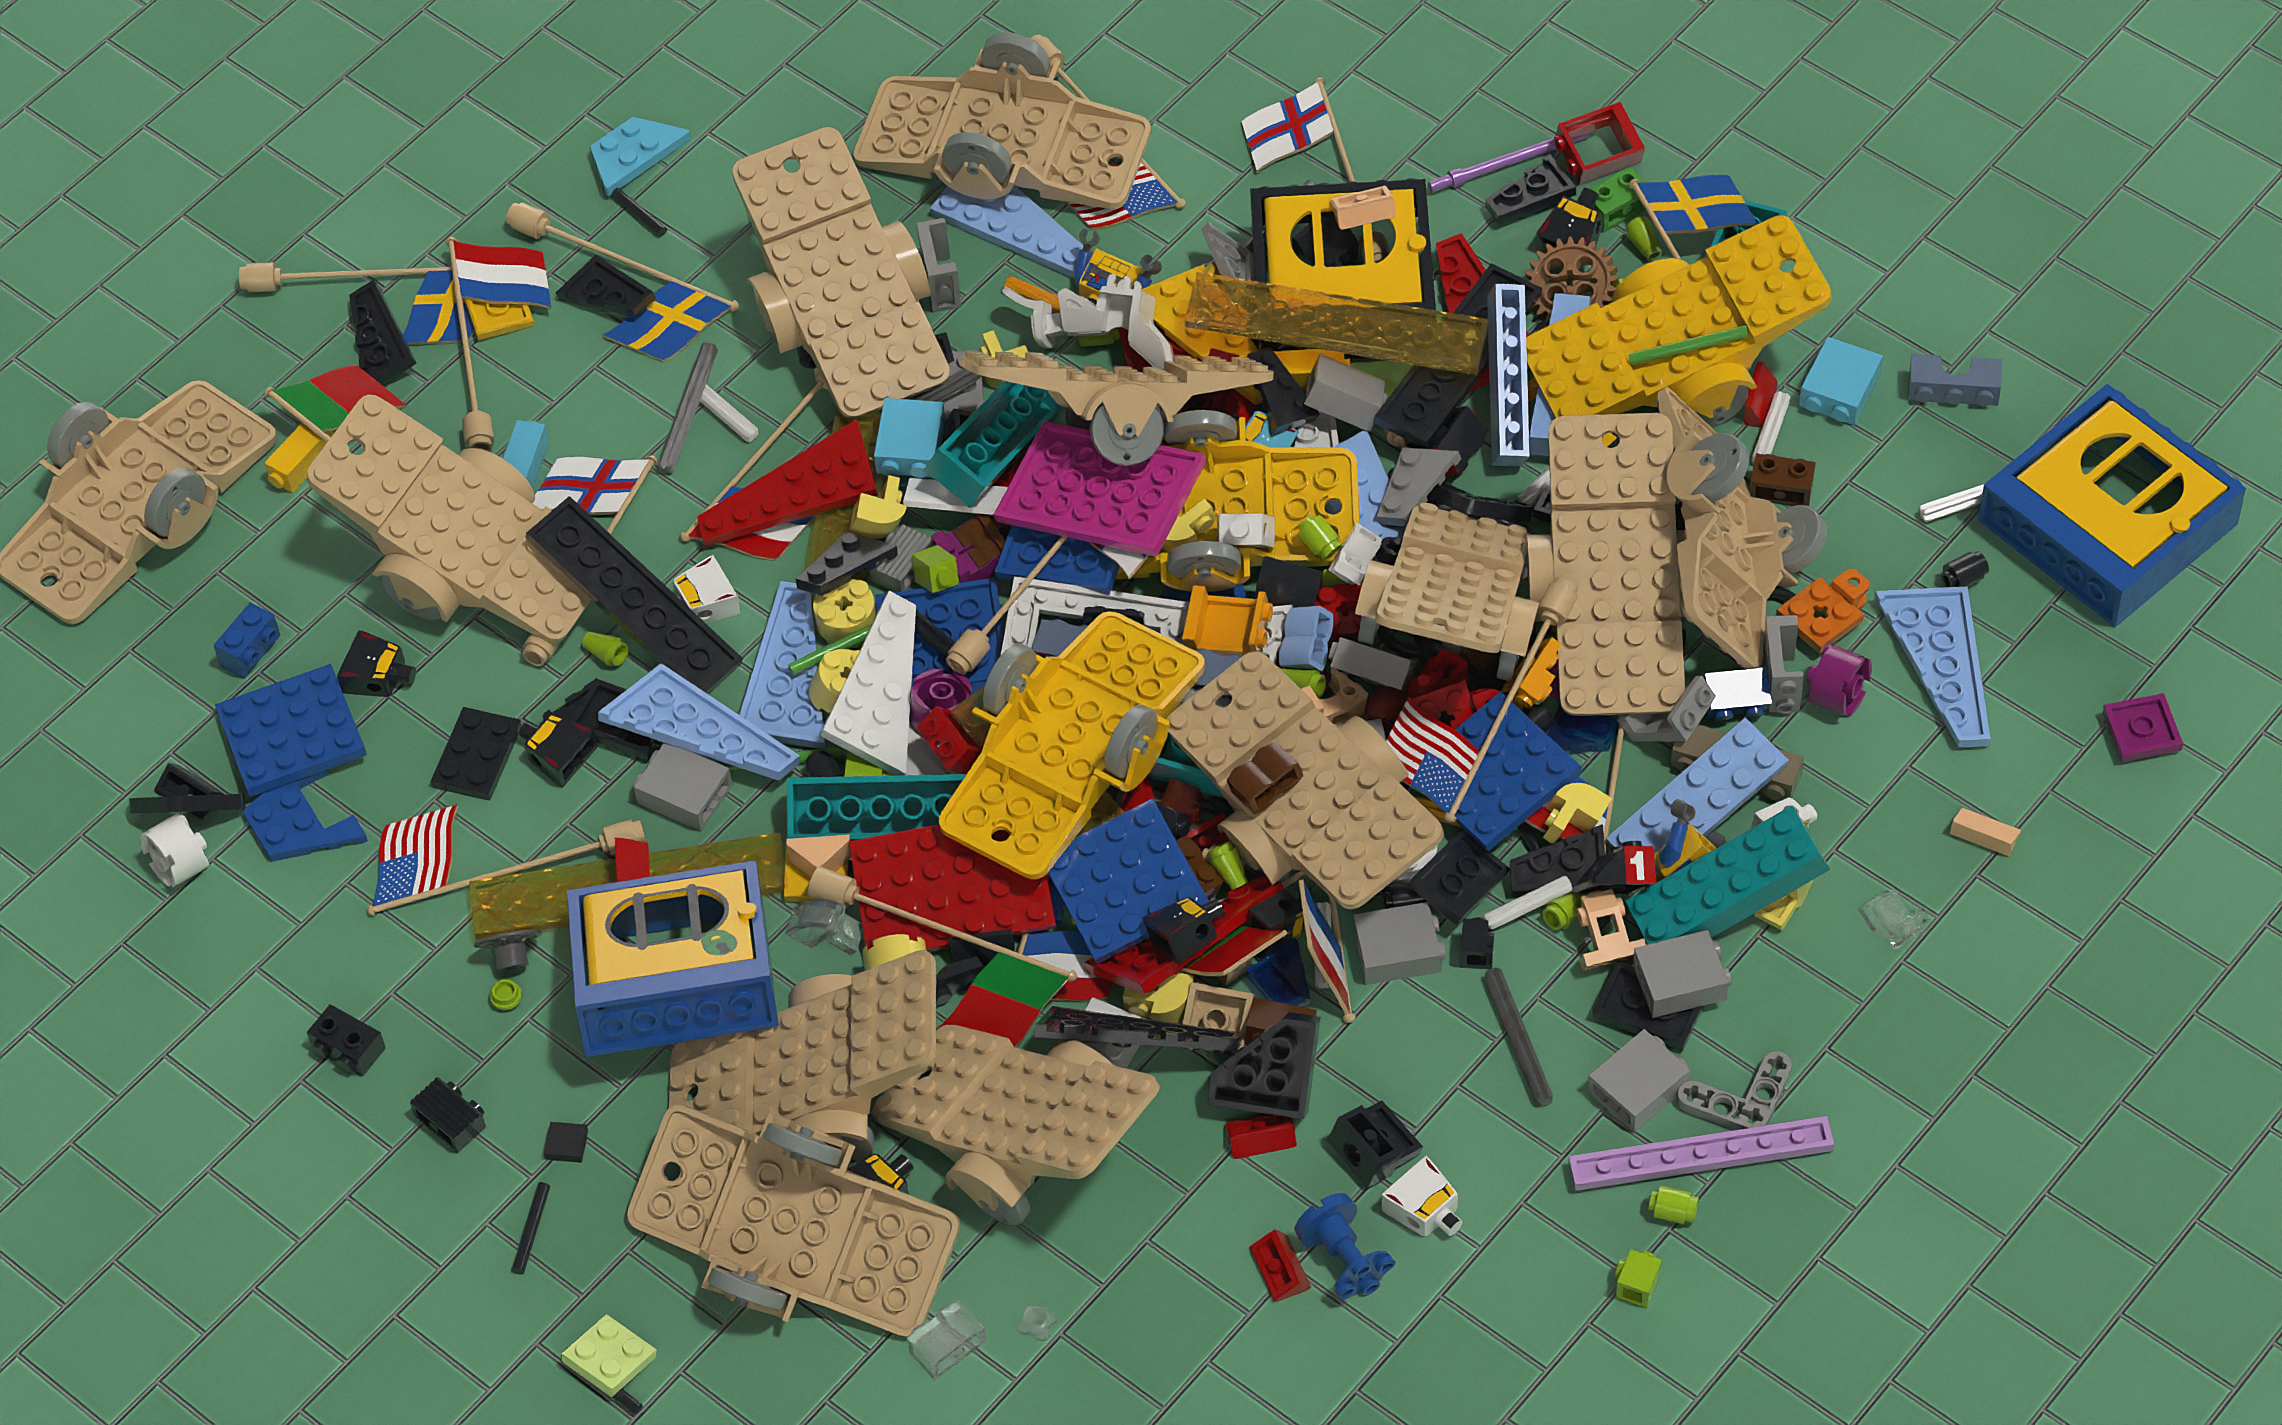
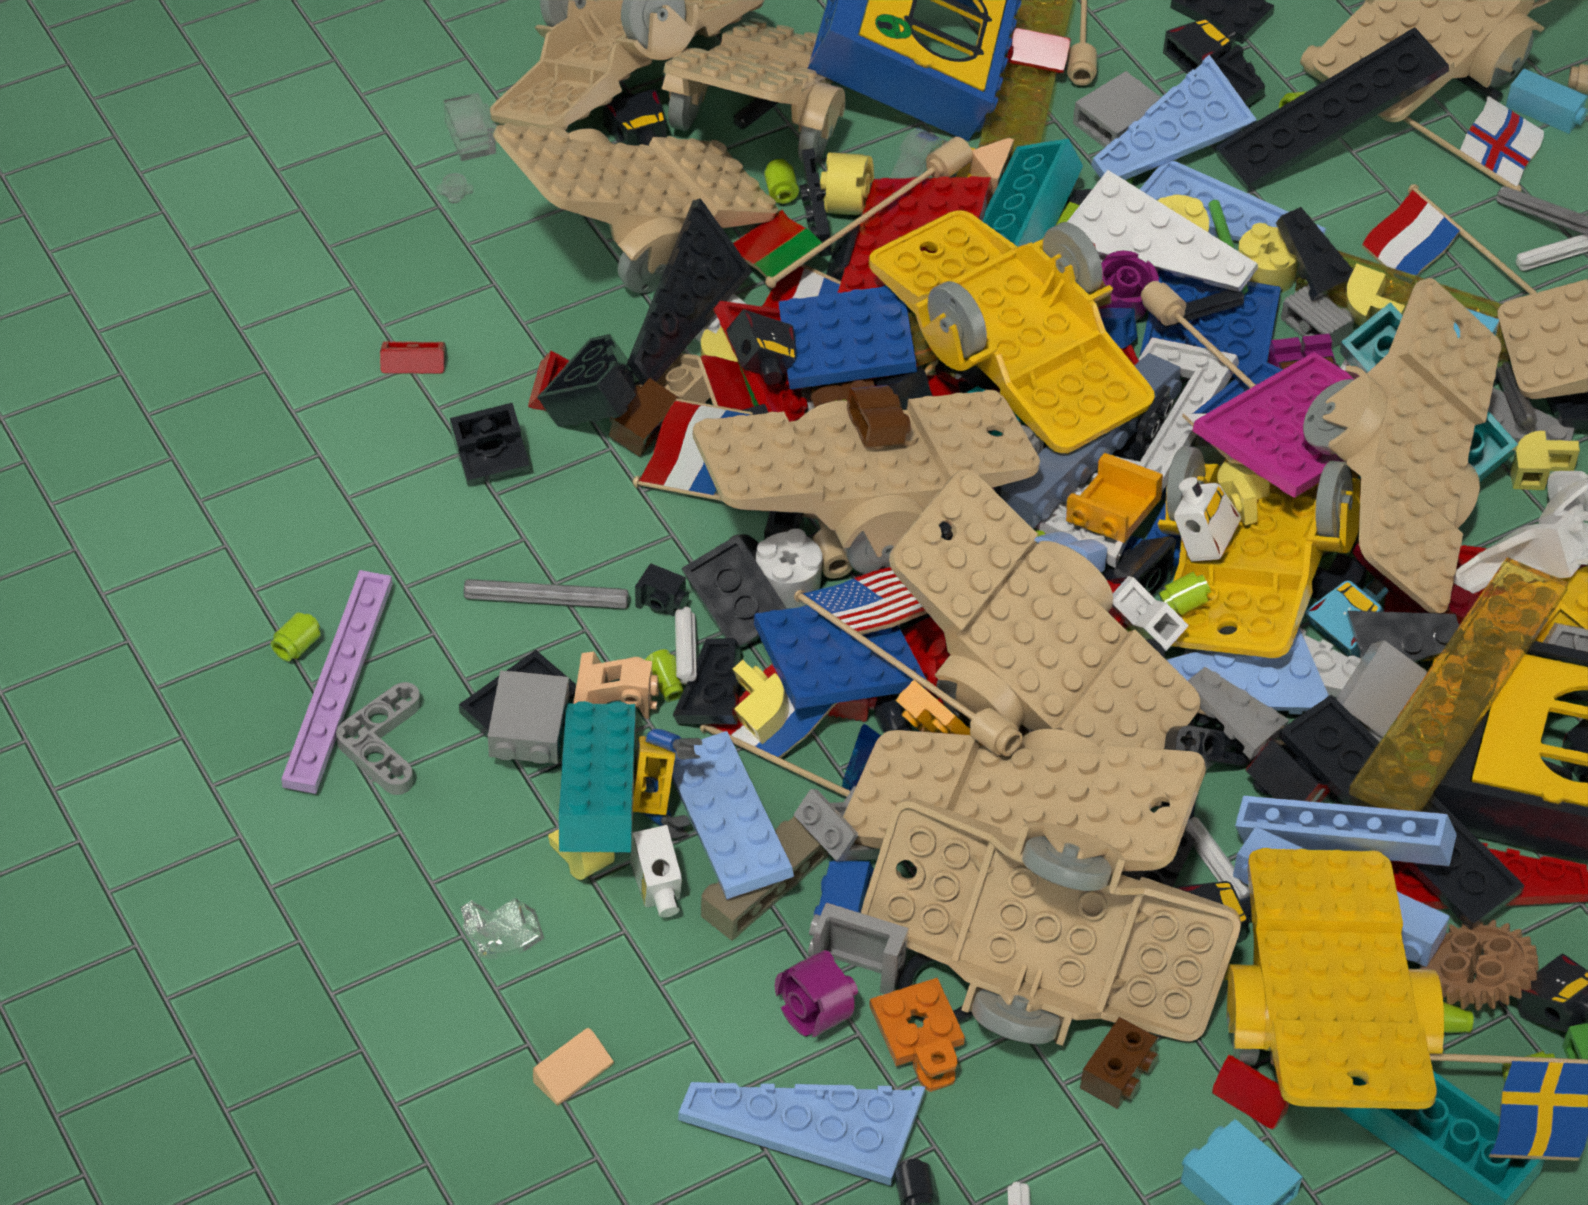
camera: 105 degrees right, 5 degrees down
(707, 591) = (1335, 179): white torso -> none
(810, 483) = (1428, 251): red wing -> none
(935, 569) = (1286, 322): lime brick -> none
(1332, 1228) = (403, 380): blue piece -> none
(1398, 942) = (691, 528): light grey brick -> none
(1423, 1200) = (411, 462): white torso -> none
(1622, 870) = (662, 699): black slope -> none
(1638, 1277) = (238, 583): lime brick -> none
(1639, 1080) = (441, 658): light grey brick -> none
(1688, 345) = (1295, 968): bright green bar -> none
(1772, 424) = (1202, 1088): white axle -> none

